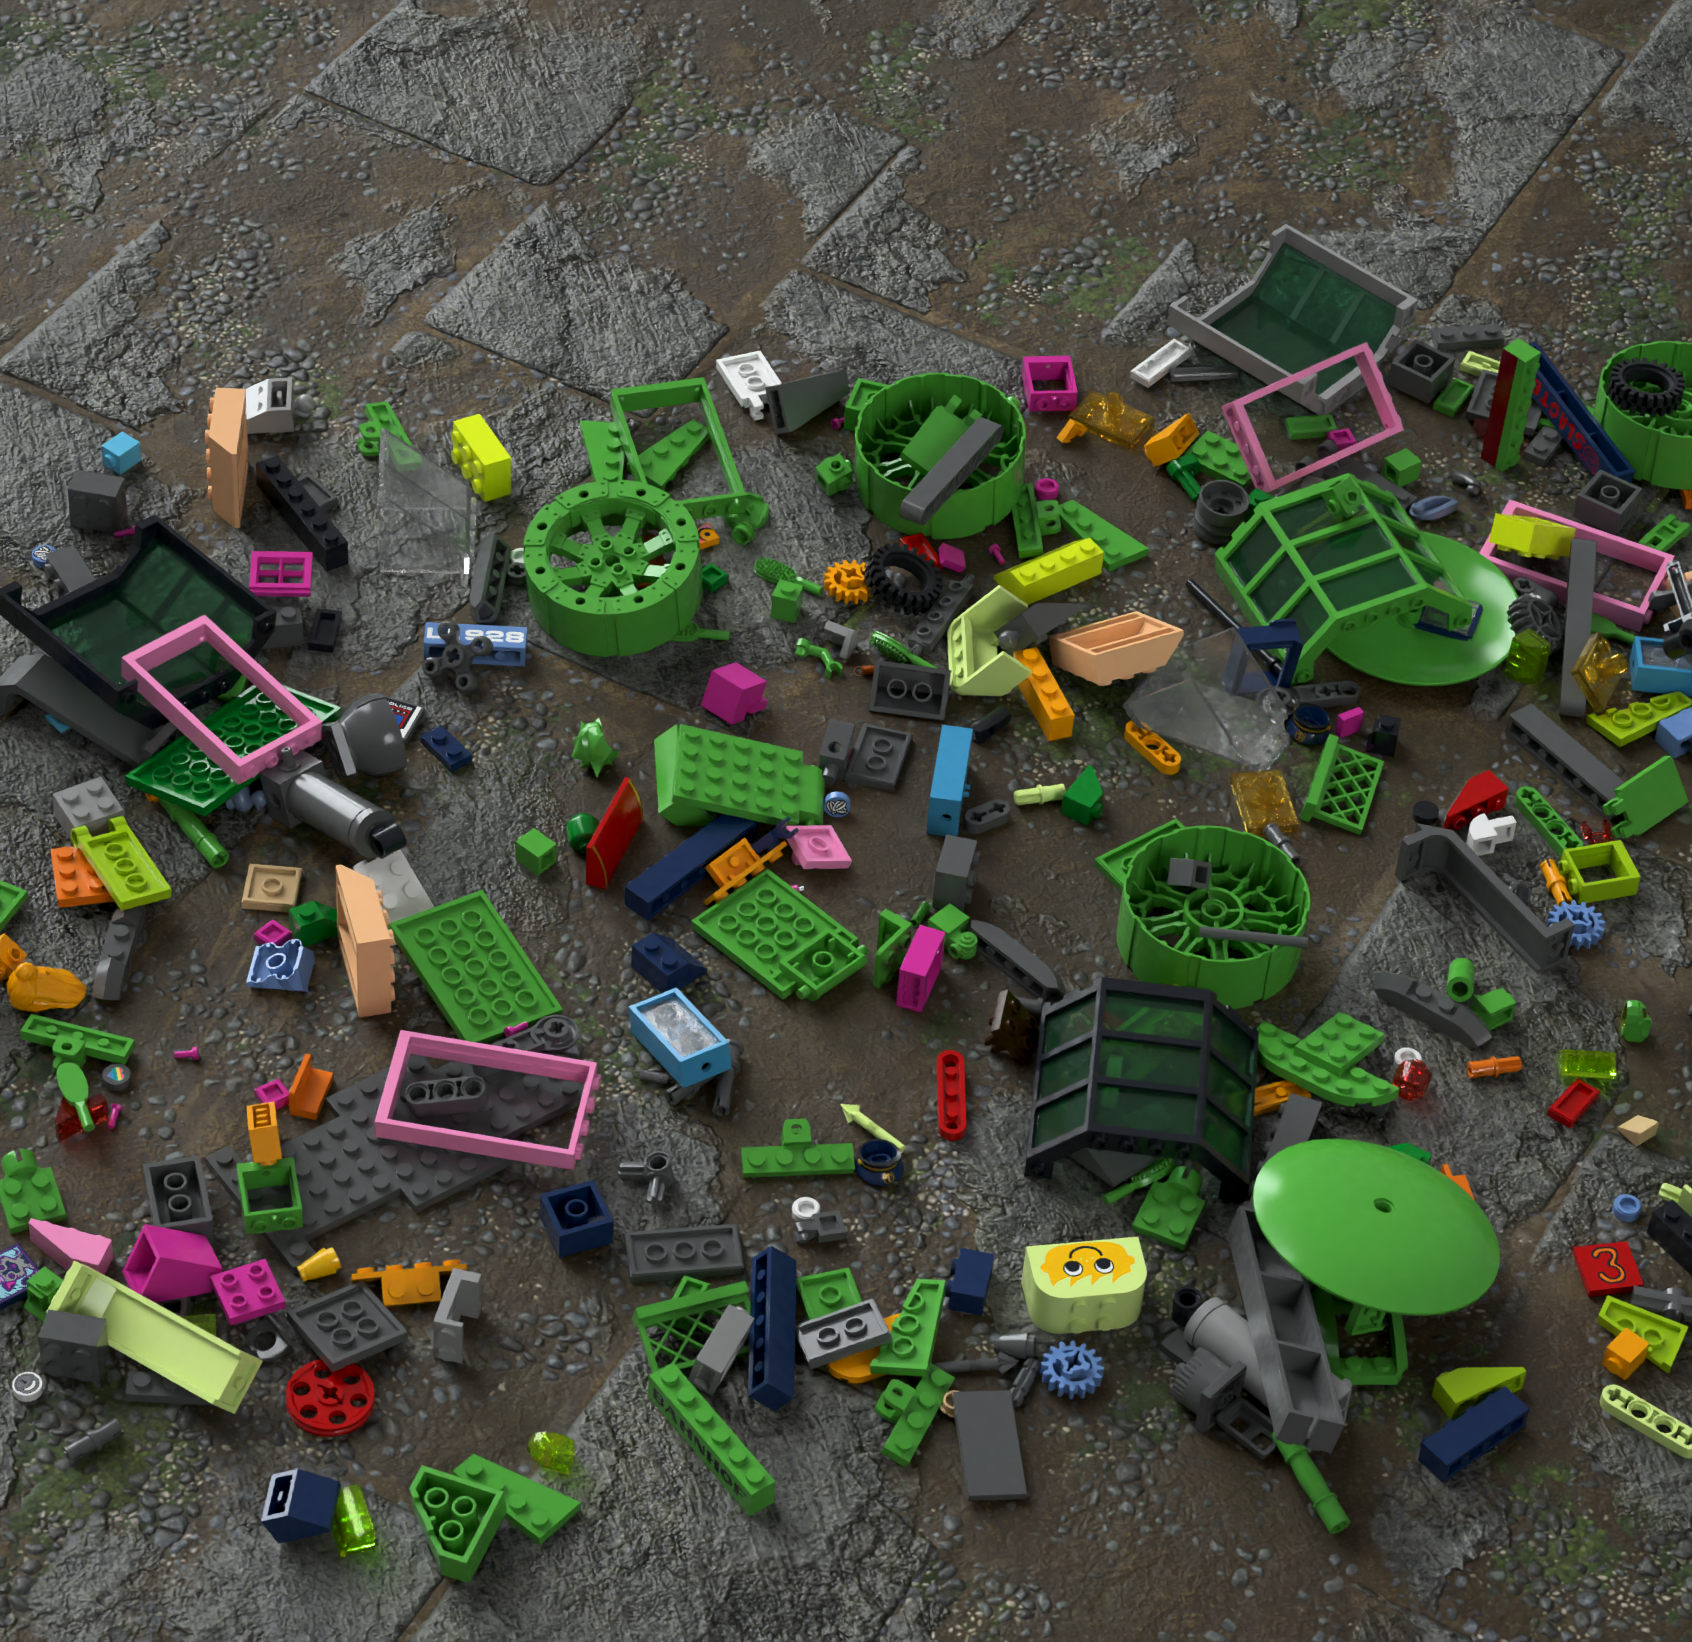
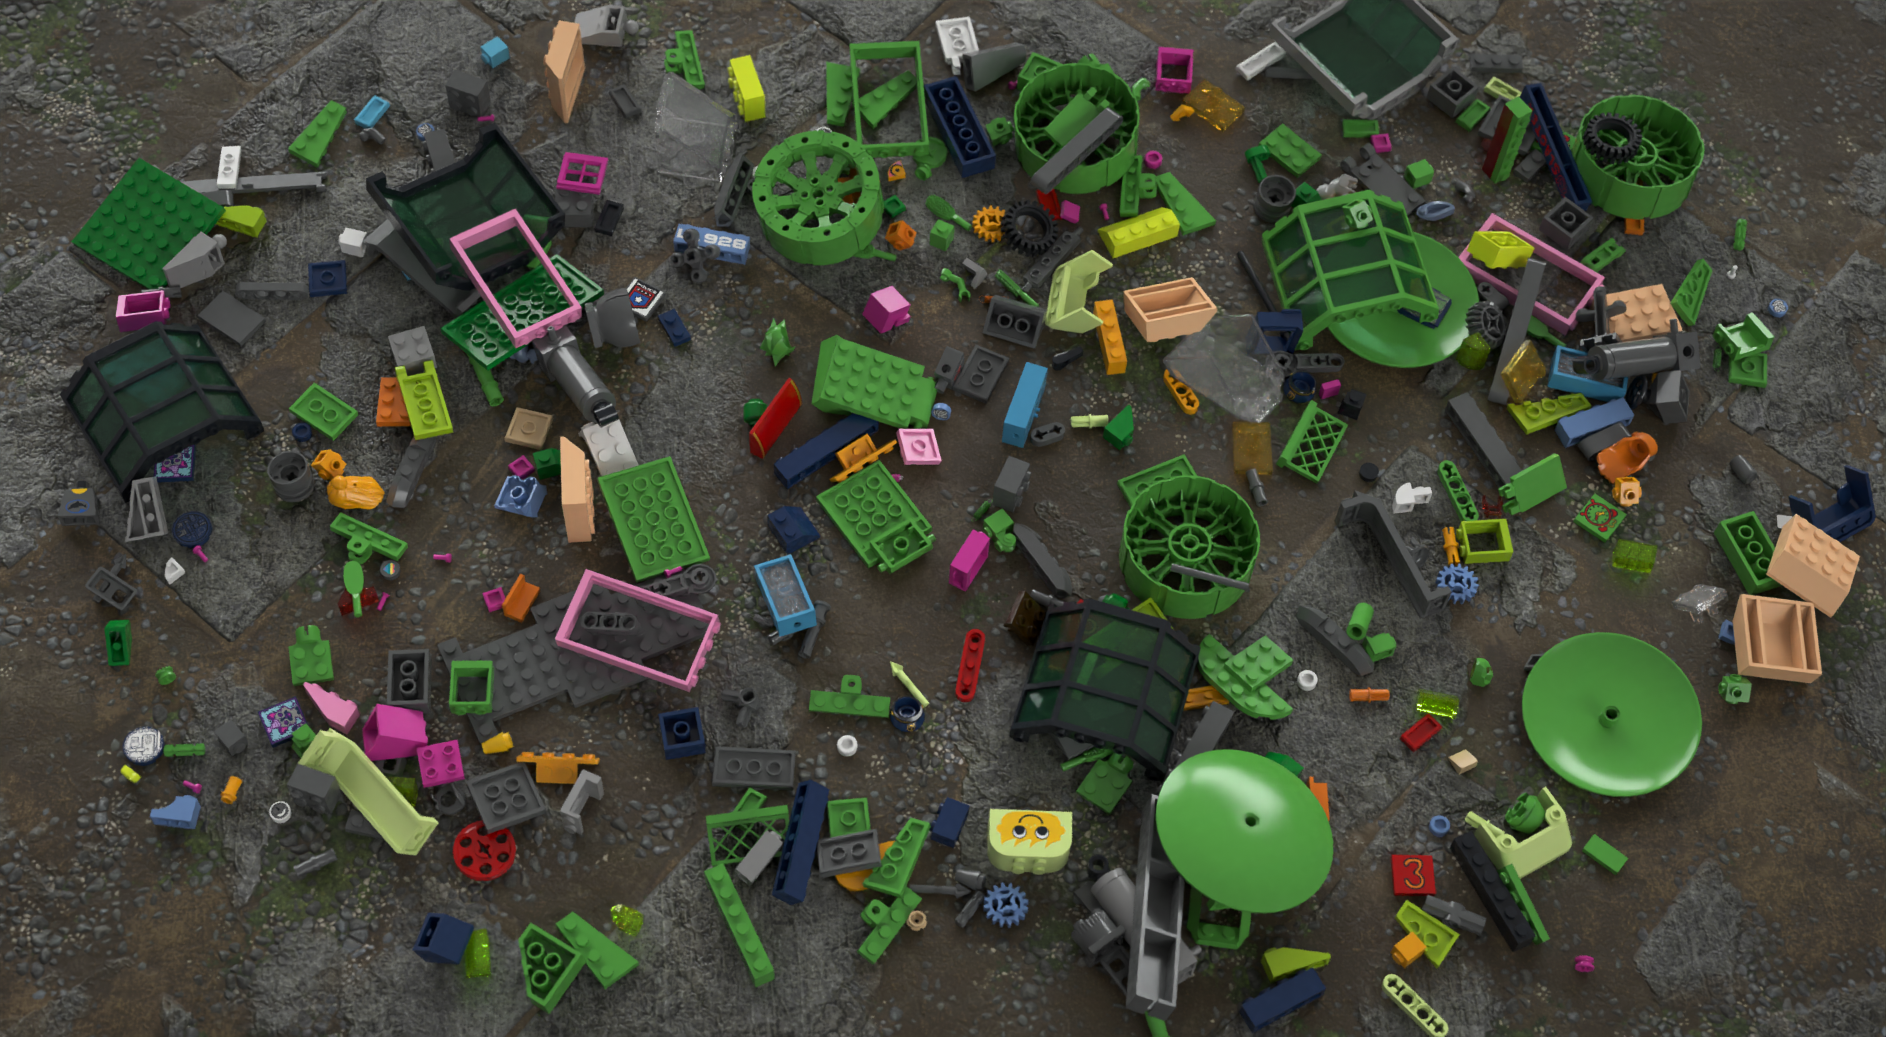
camera: 10 degrees right, 15 degrees up
(264, 1133) = (475, 638): light orange brick -> none
(302, 513) = (611, 118): black brick -> none
(535, 851) = (718, 423): bright green brick -> none
(731, 606) = (900, 235): none -> orange brick
(771, 840) = (886, 437): dark blue plate -> none
(781, 475) = (959, 127): none -> dark blue brick
(824, 1226) = (857, 762): dark grey plate -> none
(892, 946) = (957, 534): bright green bracket -> none
(989, 1445) = (933, 958): dark grey tile -> none
(1033, 625) = (1112, 282): dark grey slope -> none
(1171, 441) = (1253, 131): light orange slope -> none
(1189, 873) = (1176, 514): dark grey brick -> none
(1250, 446) = (1303, 145): bright pink door -> none
(1412, 1079) = (1305, 699): clear red head -> none
(1479, 796) = (1410, 466): red slope -> none

